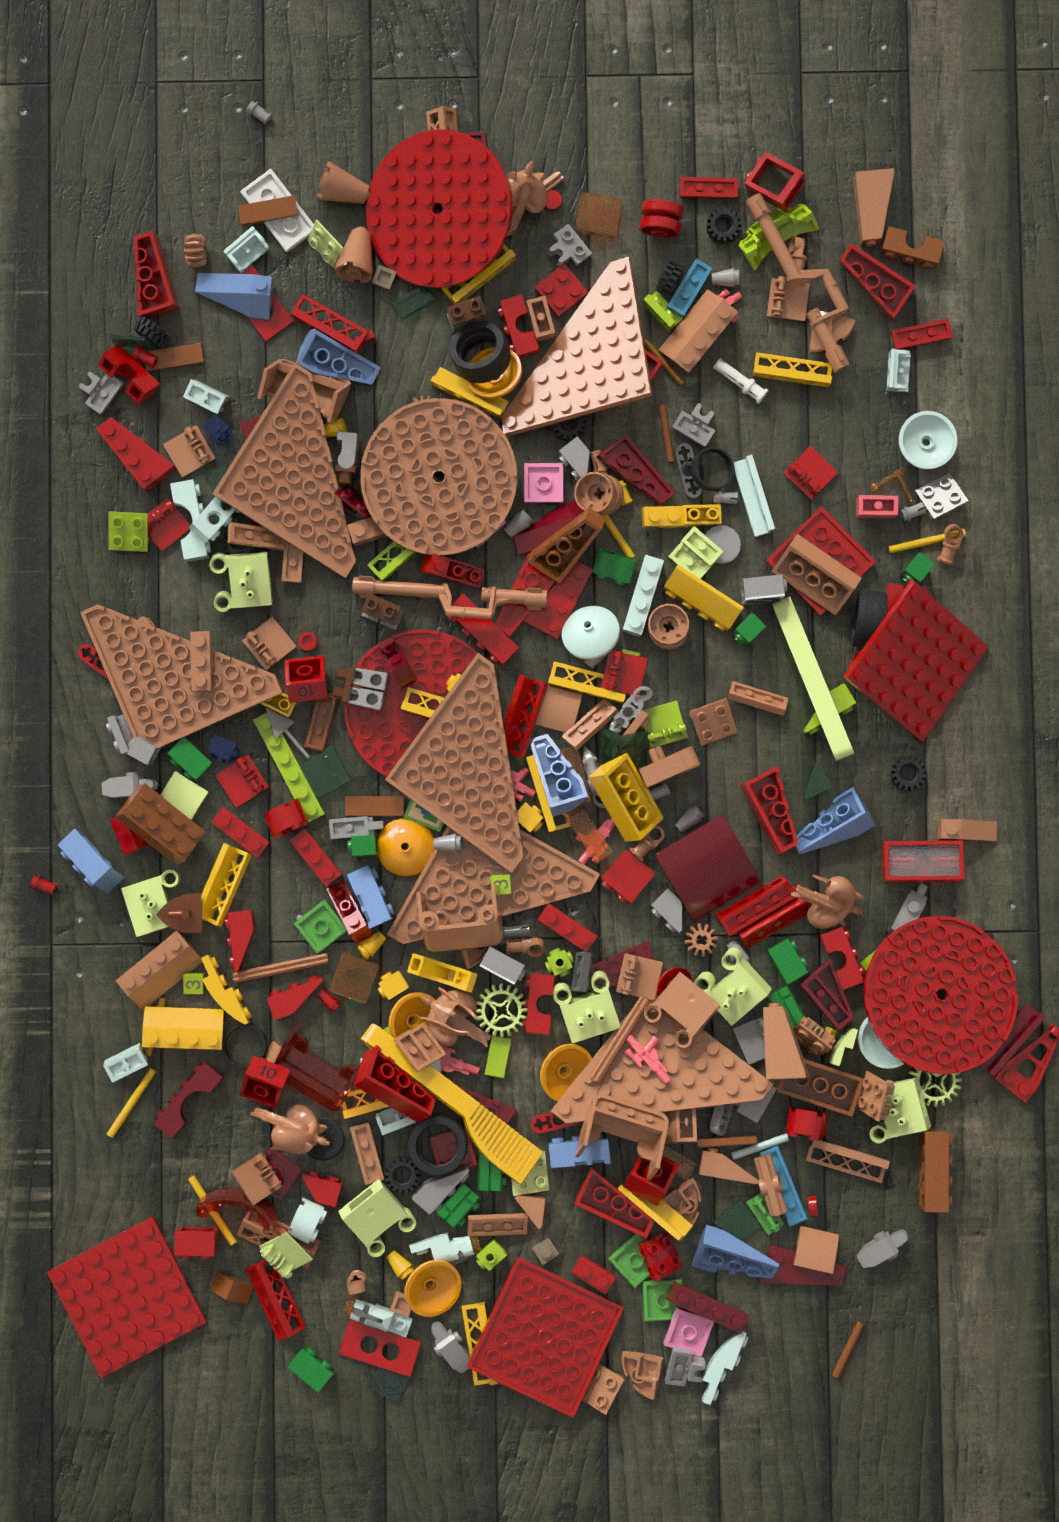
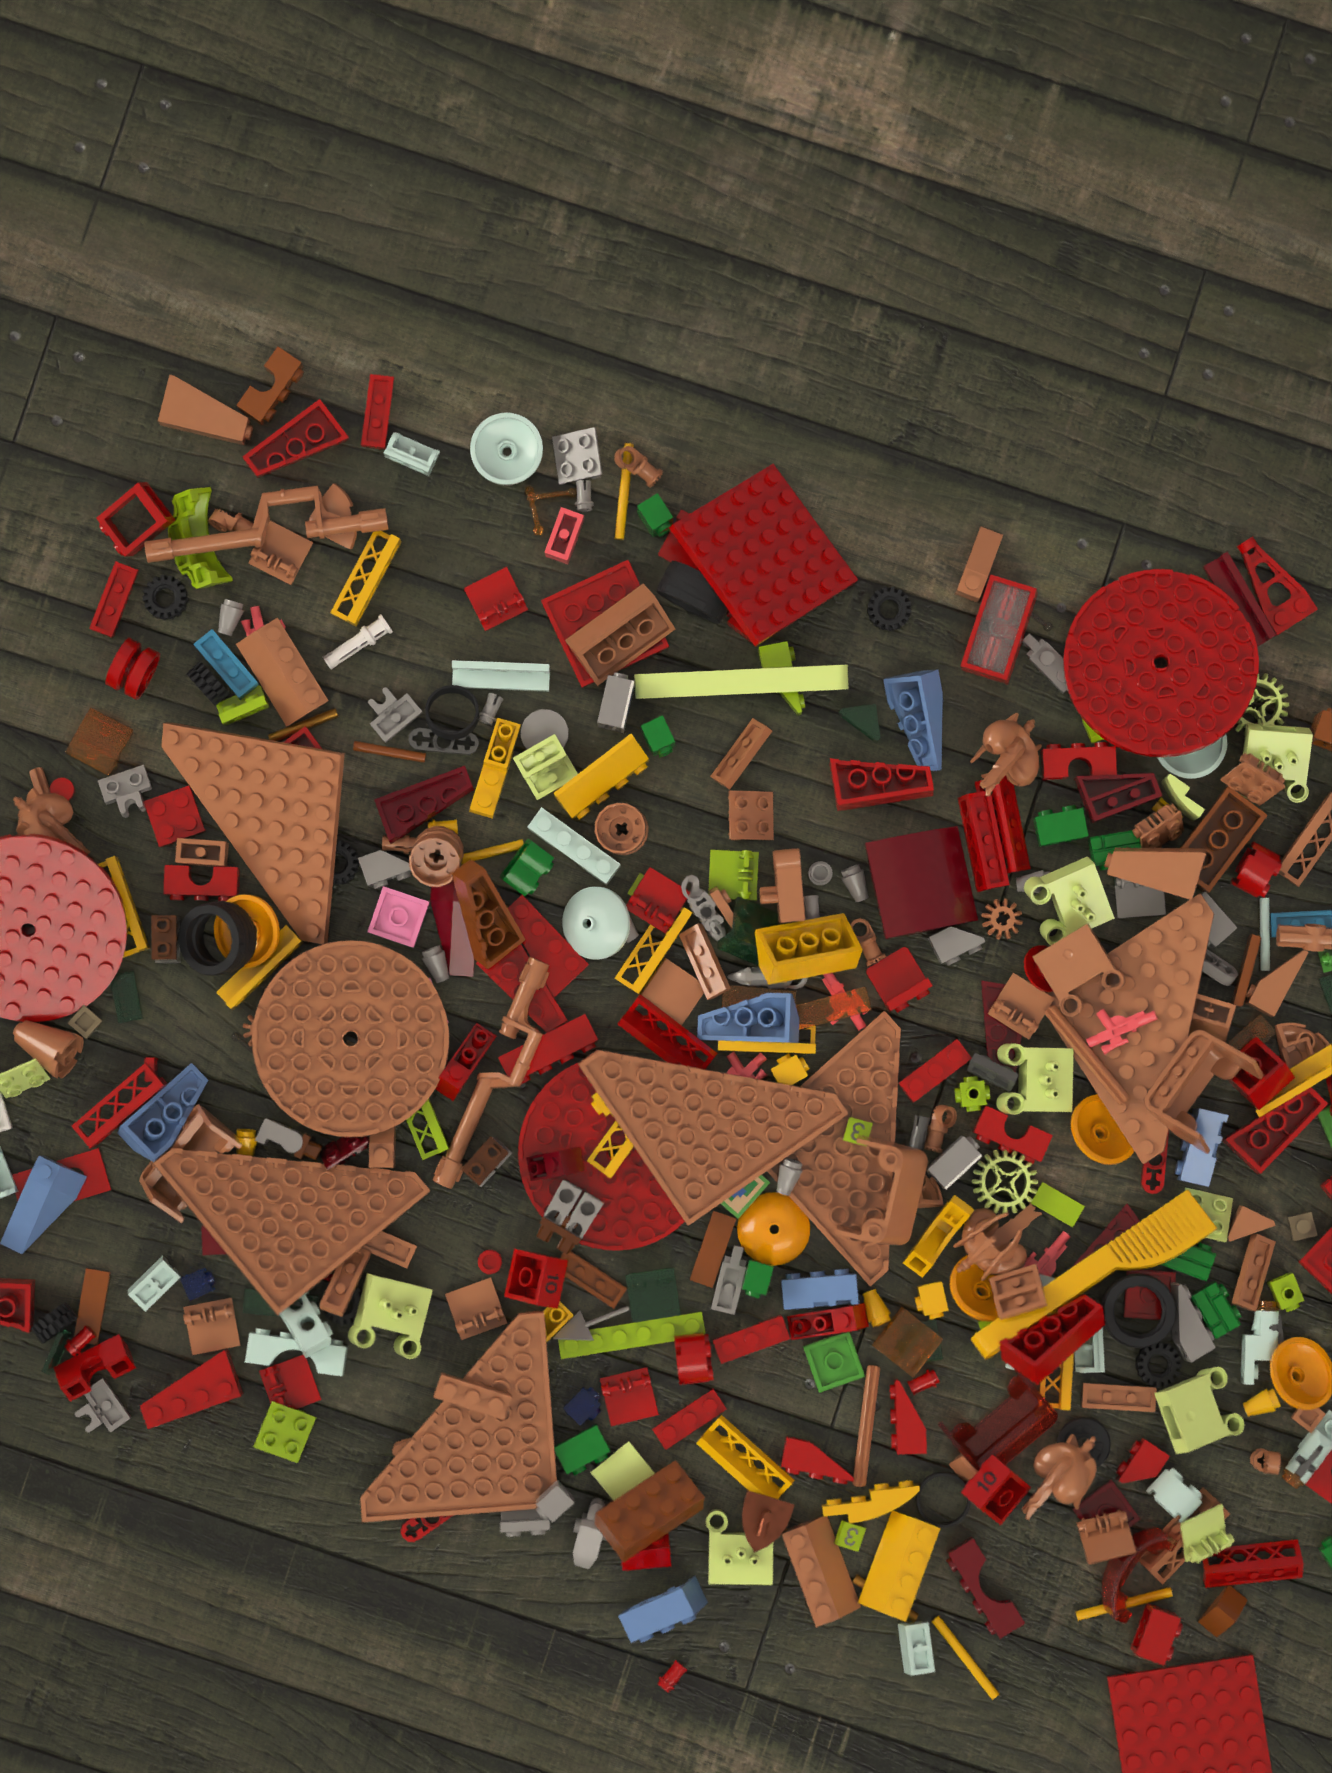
camera: 75 degrees left, 0 degrees up
(687, 789) = (820, 873): none -> light grey plate

